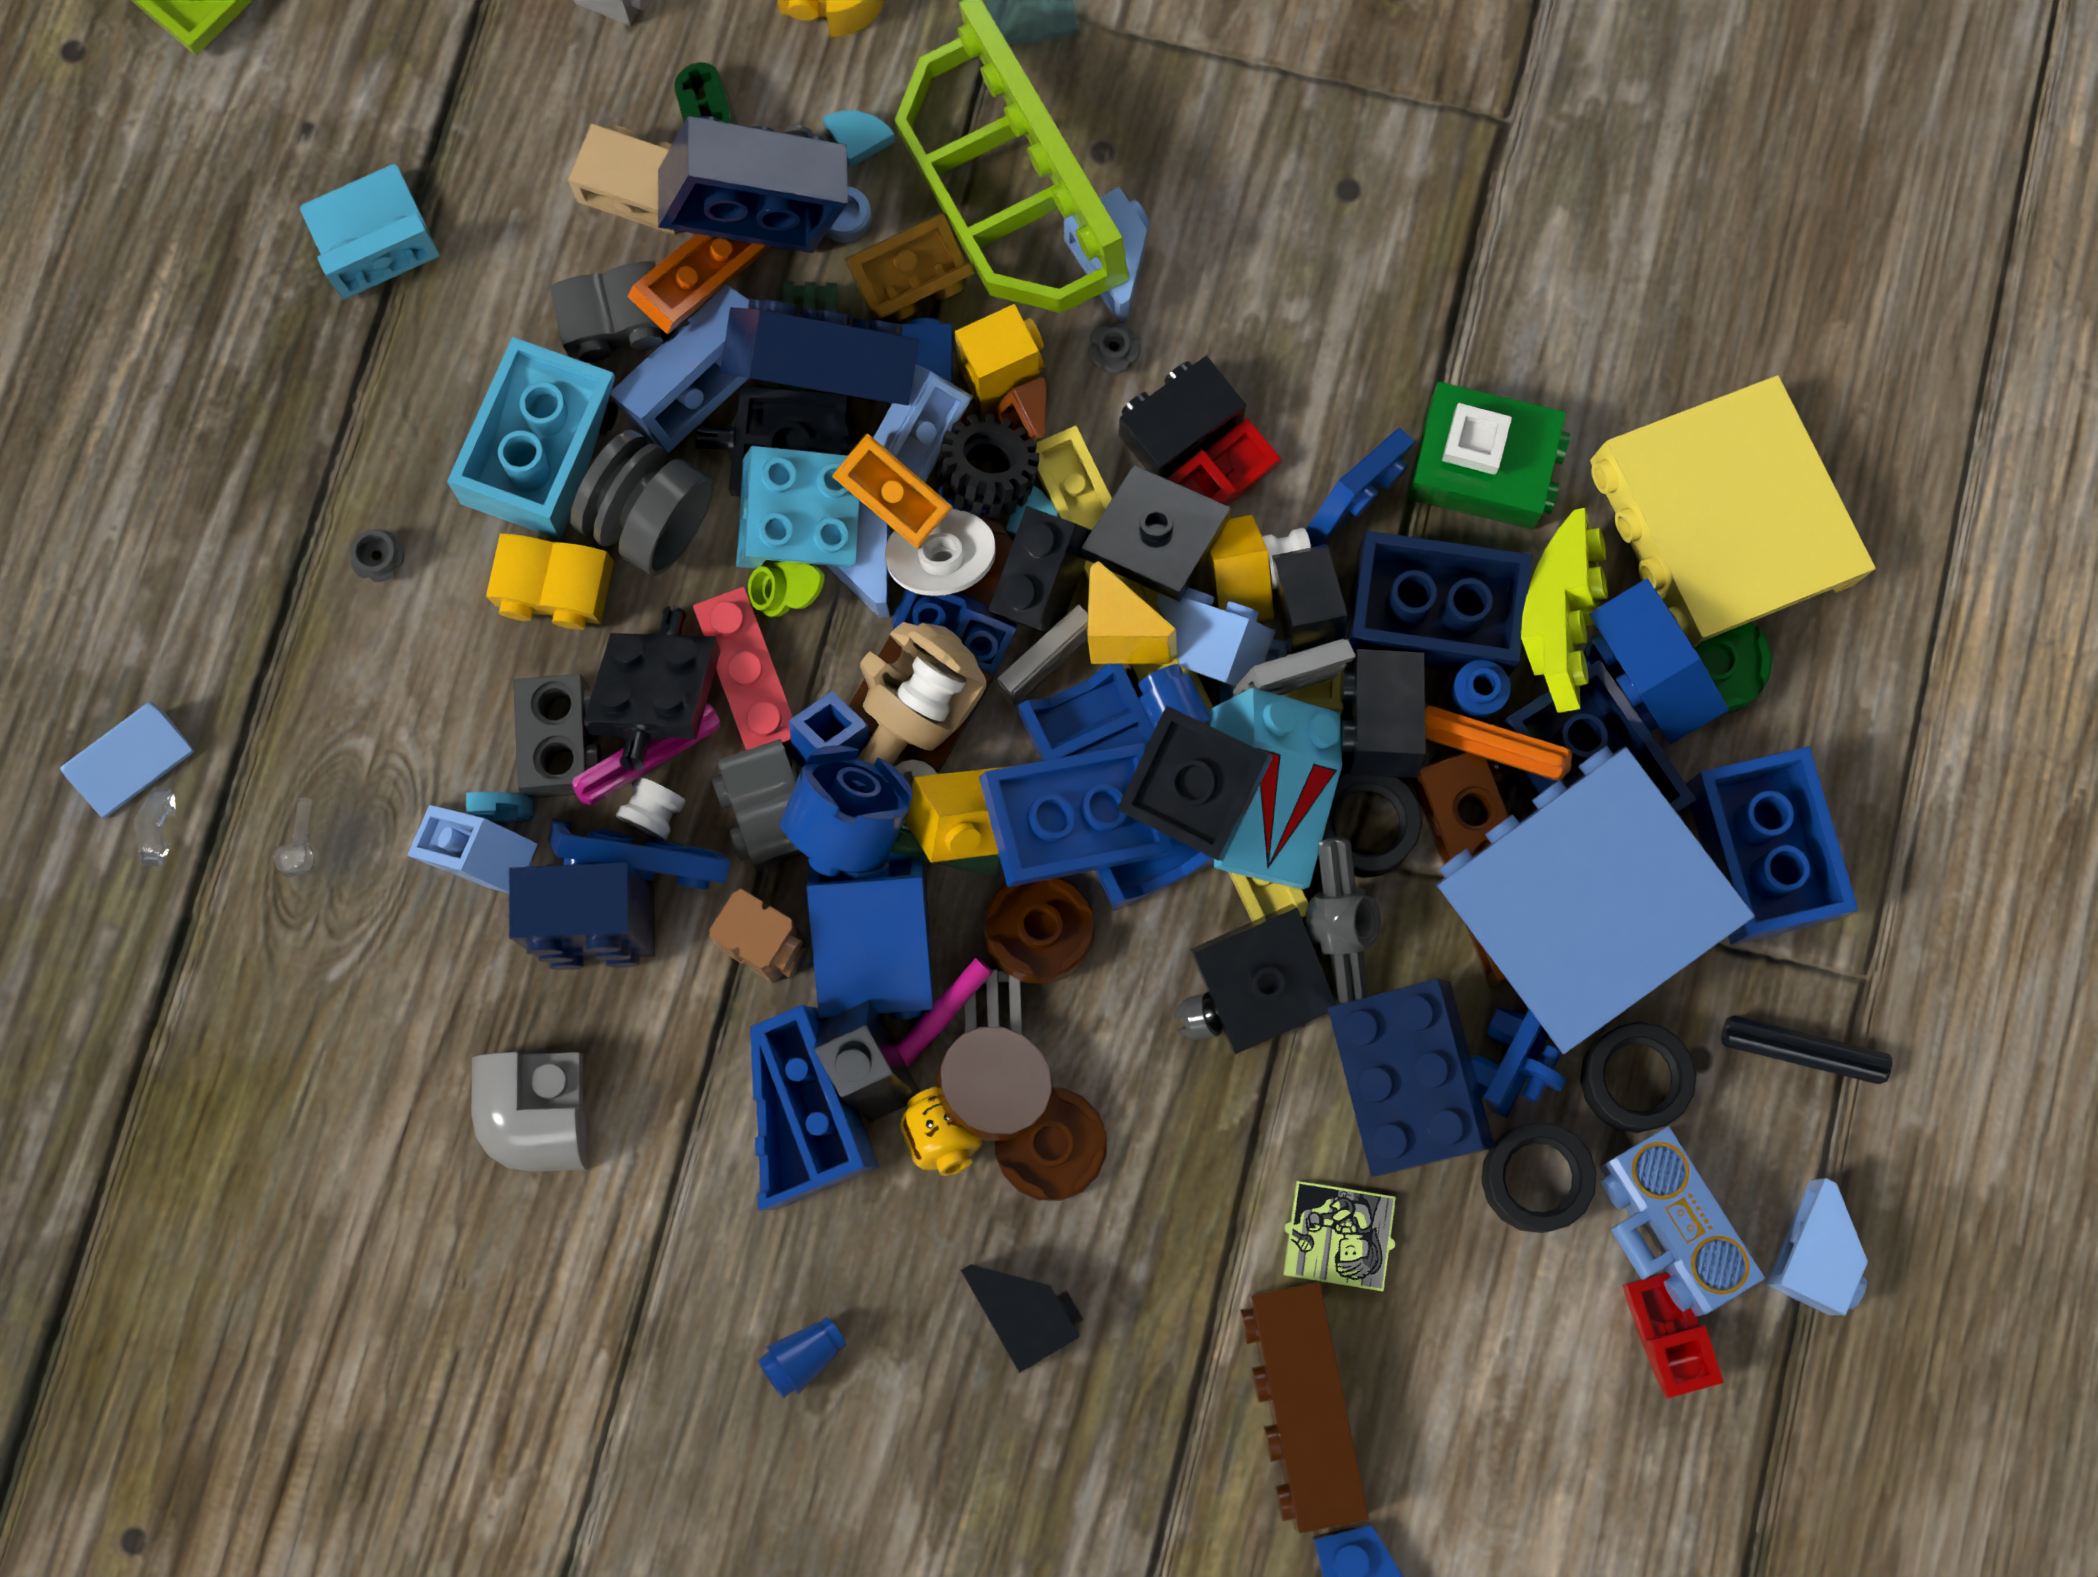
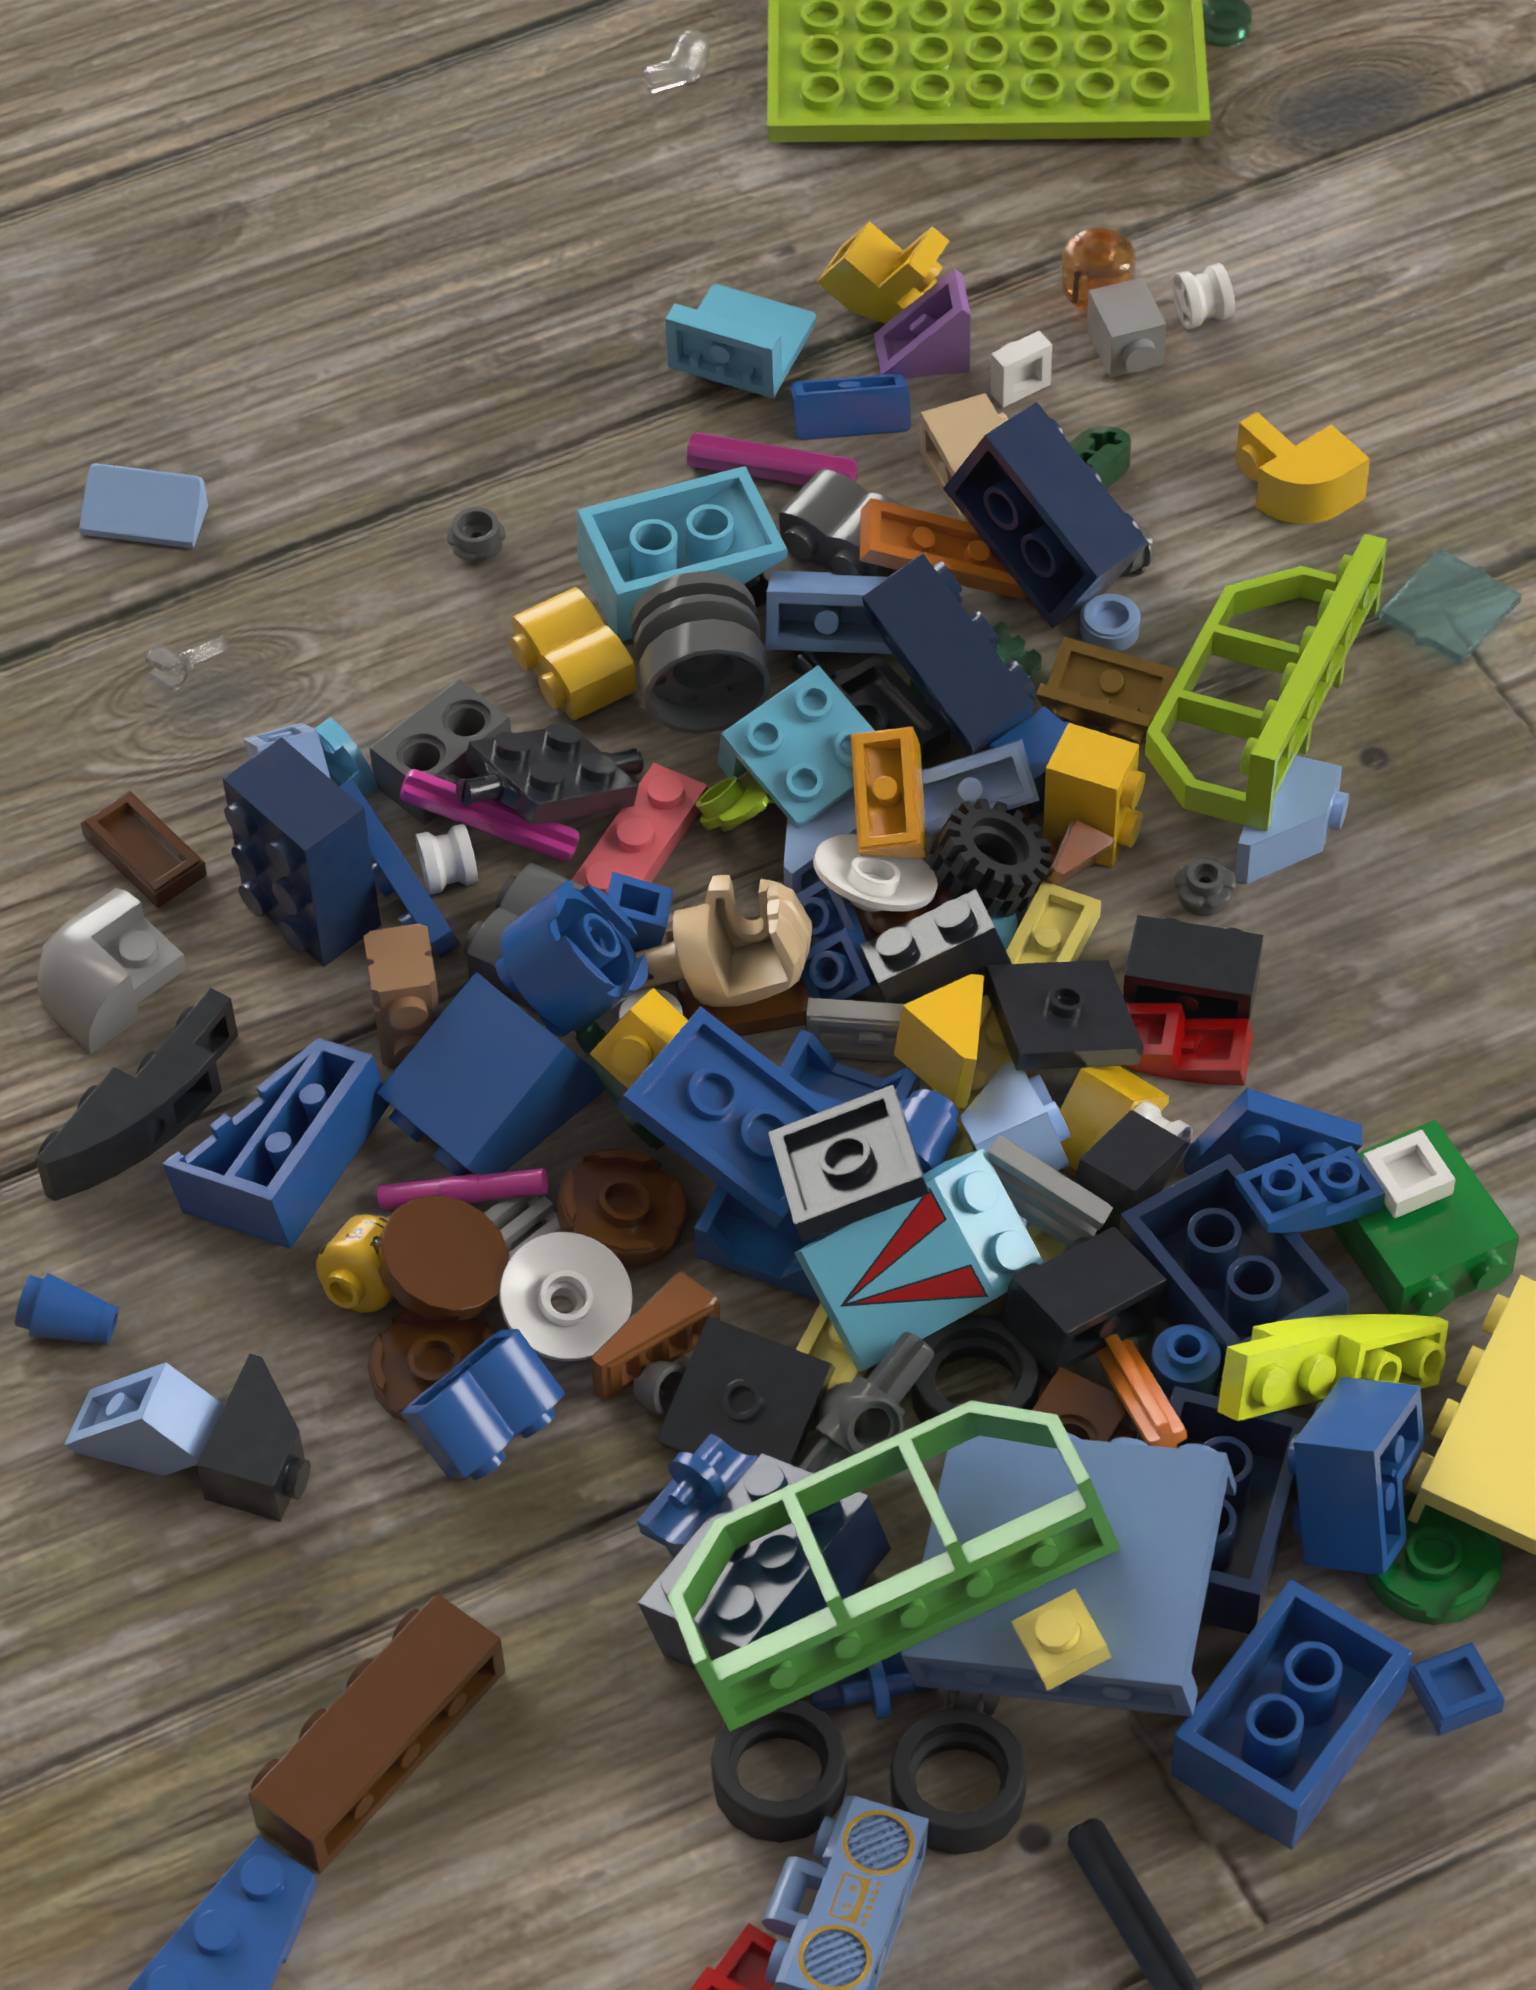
camera: 50 degrees right, 25 degrees down
(64, 46) = (684, 65): none -> clear arm
(150, 826) = (102, 558): clear tile -> none
(411, 94) = (880, 278): none -> yellow brick
(443, 999) = (143, 849): none -> reddish brown tile
(489, 109) = (929, 334): none -> medium lavender slope
(495, 211) = (851, 406): none -> blue slope
(497, 307) = (764, 460): none -> dark pink axle
(577, 77) = (1020, 368): none -> white plate
(679, 1194) = (137, 1115): none -> black slope
(860, 132) = (1188, 580): medium azure tile -> none
(864, 1062) = (366, 1149): black slope -> none
(930, 687) = (742, 943): white wheel -> none
(941, 1373) = (146, 1421): none -> light blue slope
(1107, 1018) = (575, 1269): none -> white dish
(1124, 1146) = (483, 1405): none -> blue brick
(1160, 980) = (659, 1331): none -> dark orange slope
(1313, 1066) = (693, 1493): none -> blue hips
(1339, 1236) = (569, 1657): piece -> none
(1439, 509) = (1310, 1195): none -> blue slope
(1539, 1052) = (903, 1607): none -> bright green plate
(1658, 958) = (1061, 1639): none -> light yellow plate
(1813, 725) = (1455, 1688): none -> blue tile

